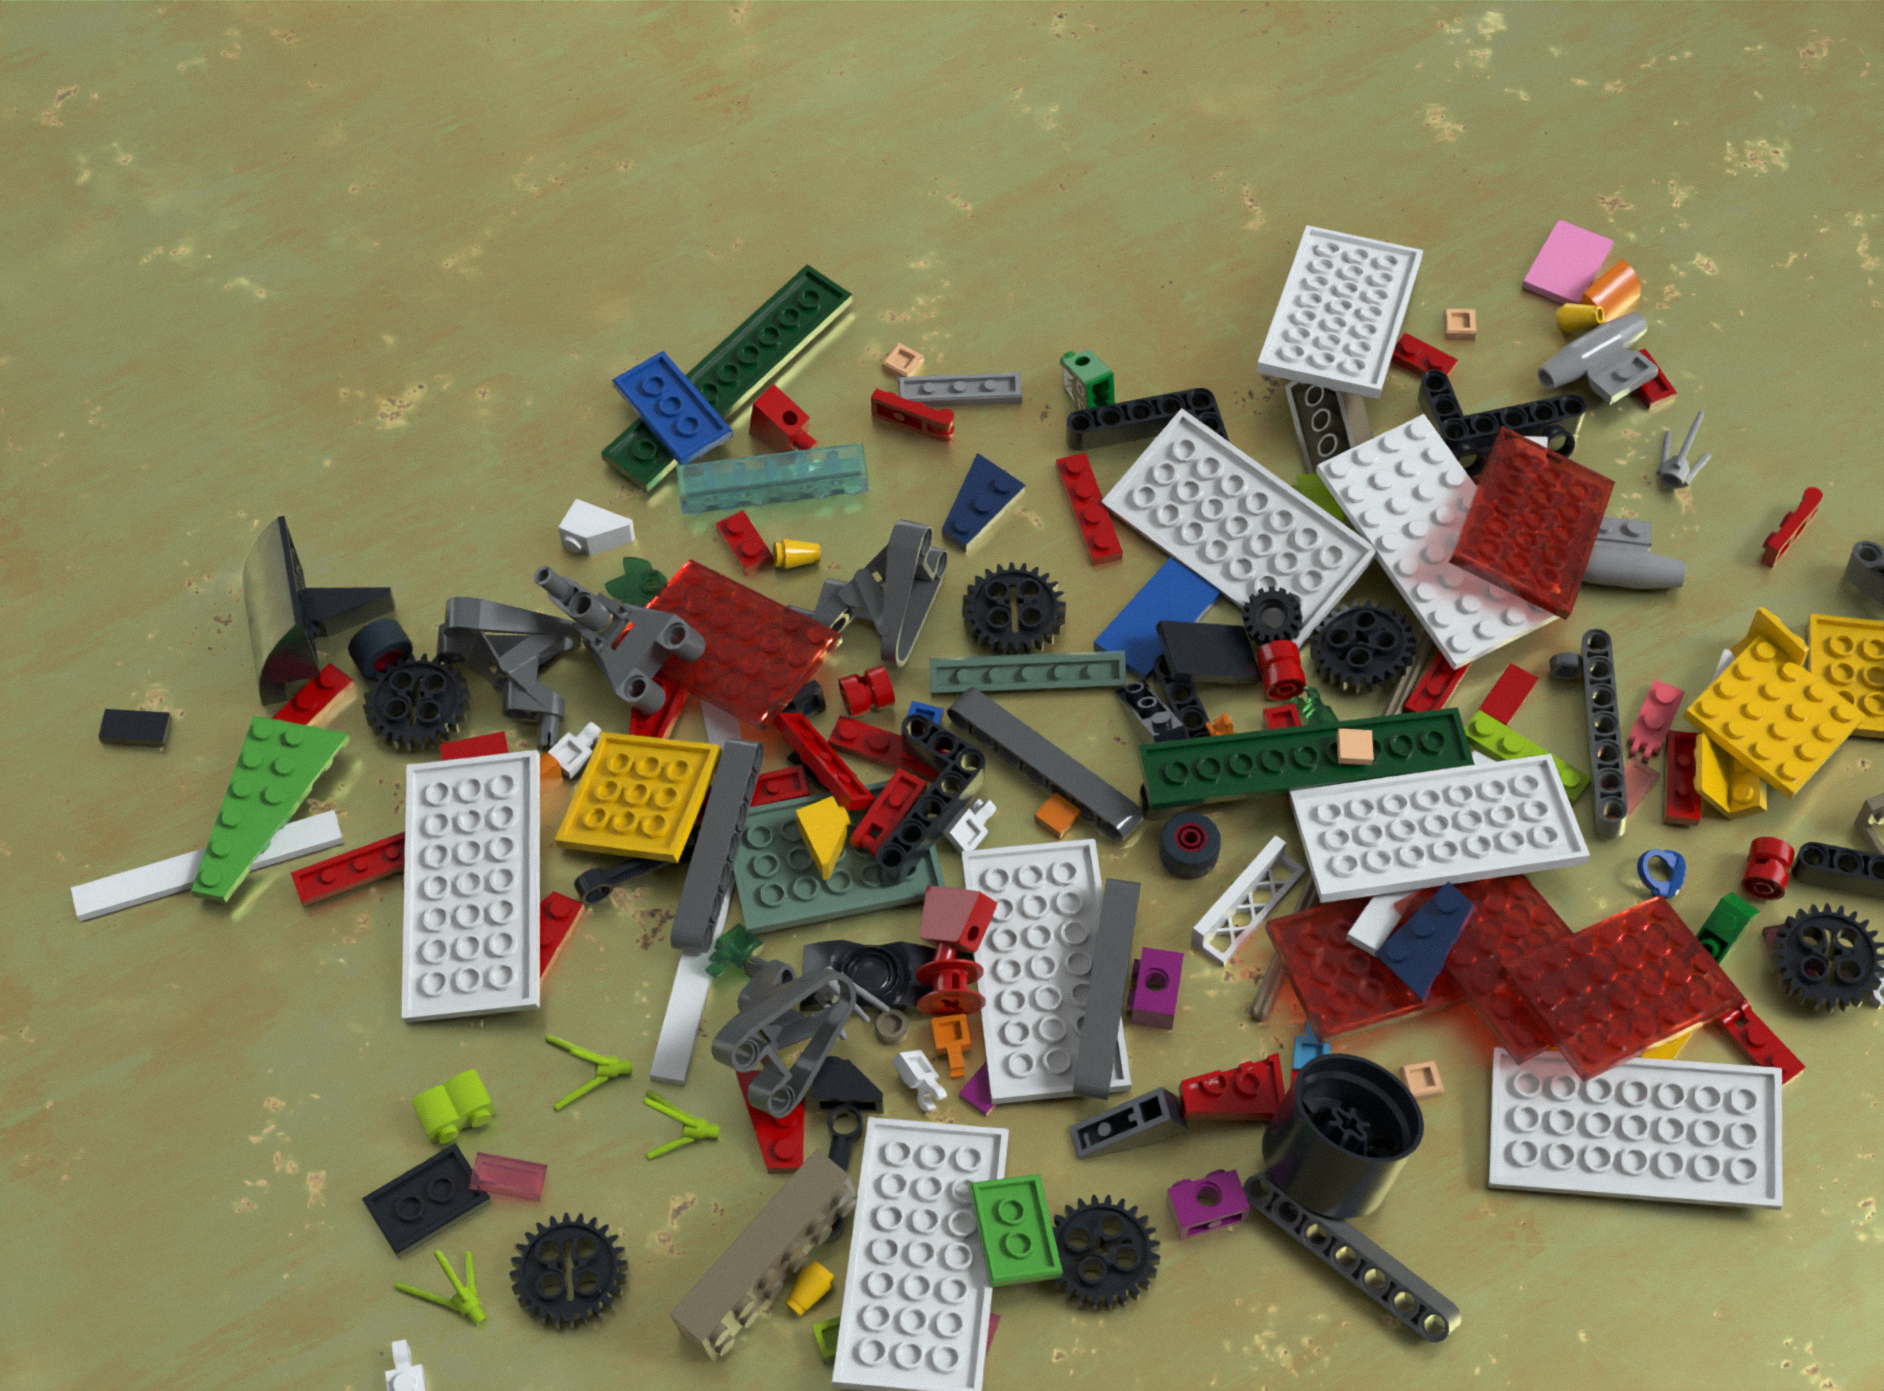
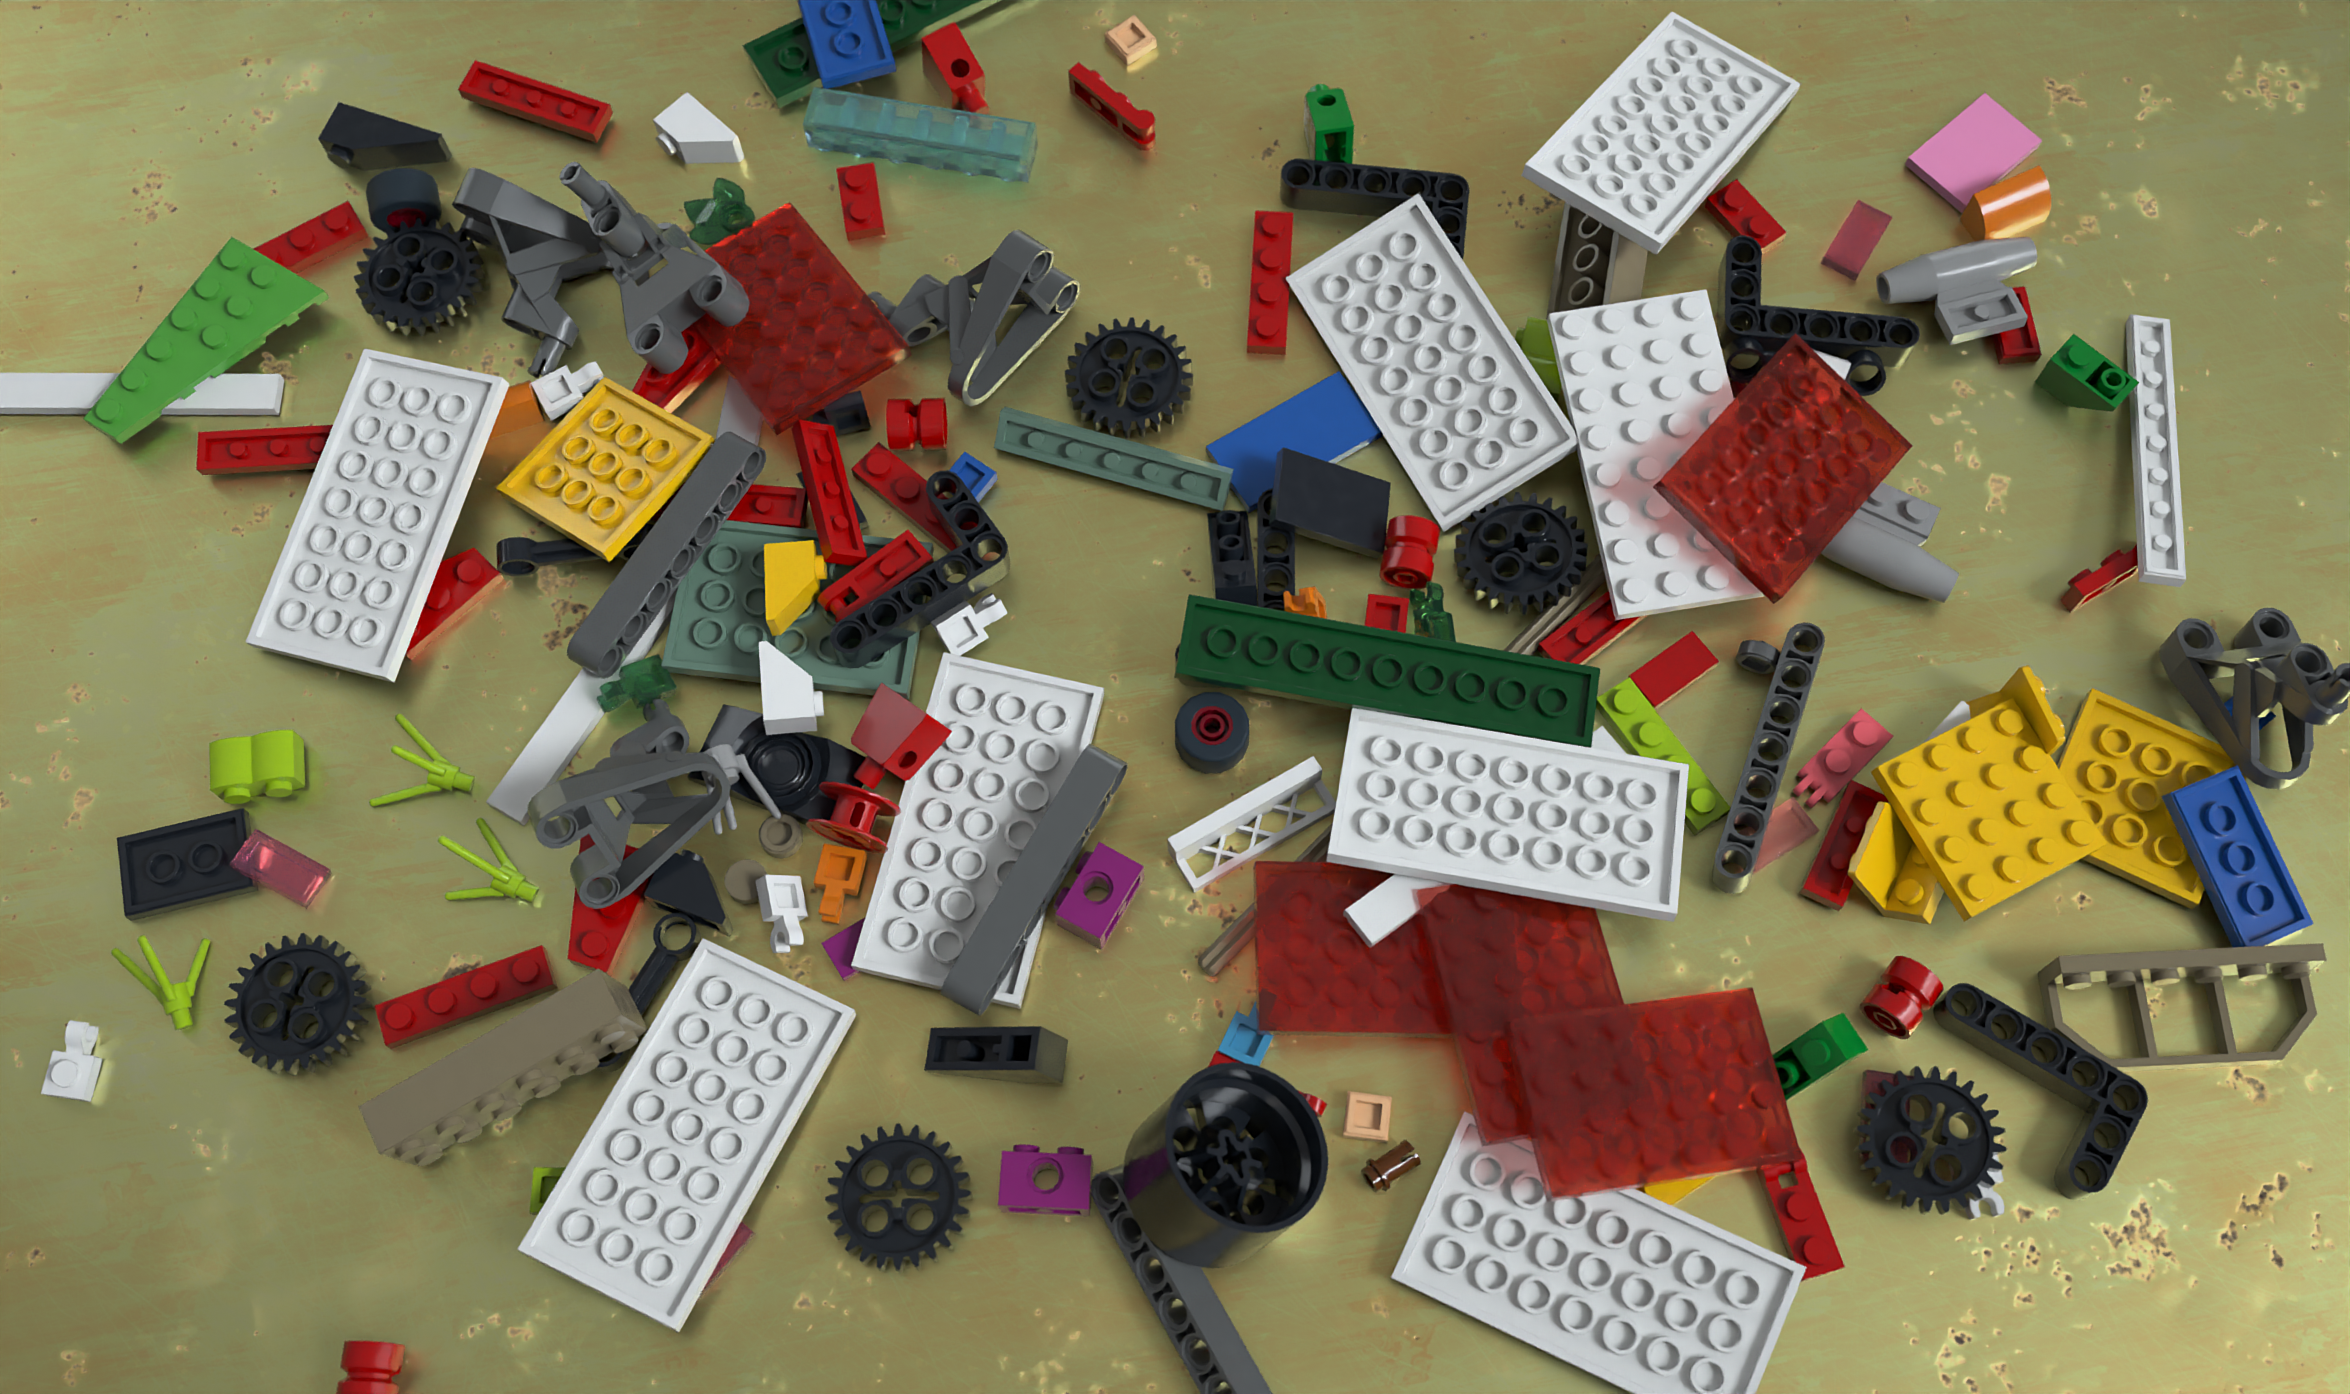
camera: 20 degrees right, 10 degrees up
(135, 727) = (115, 210): black tile -> none
(278, 613) = (301, 128): slope -> none
(449, 542) = (535, 101): none -> red plate
(475, 747) = (462, 353): red tile -> none
(697, 1224) = (465, 997): none -> red plate
(795, 553) = (909, 232): yellow cone -> none
(809, 1287) = (553, 1119): yellow cone -> none
(857, 915) = (787, 694): none -> white slope
(879, 1067) = (741, 880): none -> dark tan tile
(962, 389) = (1183, 93): light grey tile -> none
(981, 502) = (1148, 236): dark blue wing -> none
(1015, 1230) = (803, 1139): bright green tile -> none
(1045, 764) = (1087, 579): dark grey beam -> none
(1057, 815) = (1077, 643): orange tile -> none
(1236, 1094) = (1135, 1058): red wing -> none
(1267, 600) = (1419, 462): black tyre -> none
(1355, 746) = (1450, 679): light nougat tile -> none
(1423, 943) = (1432, 951): dark blue wing -> none
(1449, 1114) = (1388, 1167): none -> reddish brown pin
(1459, 324) = (1808, 188): light nougat tile -> none
(1510, 351) = (1856, 240): none -> clear pink tile
(1578, 316) = (1953, 221): yellow cone -> none
(1676, 471) = (1998, 453): light grey plant -> none
(1676, 866) = (1790, 953): blue piece -> none
(1716, 397) = (2085, 378): none -> green slope
(1785, 434) = (2155, 452): none -> white tile

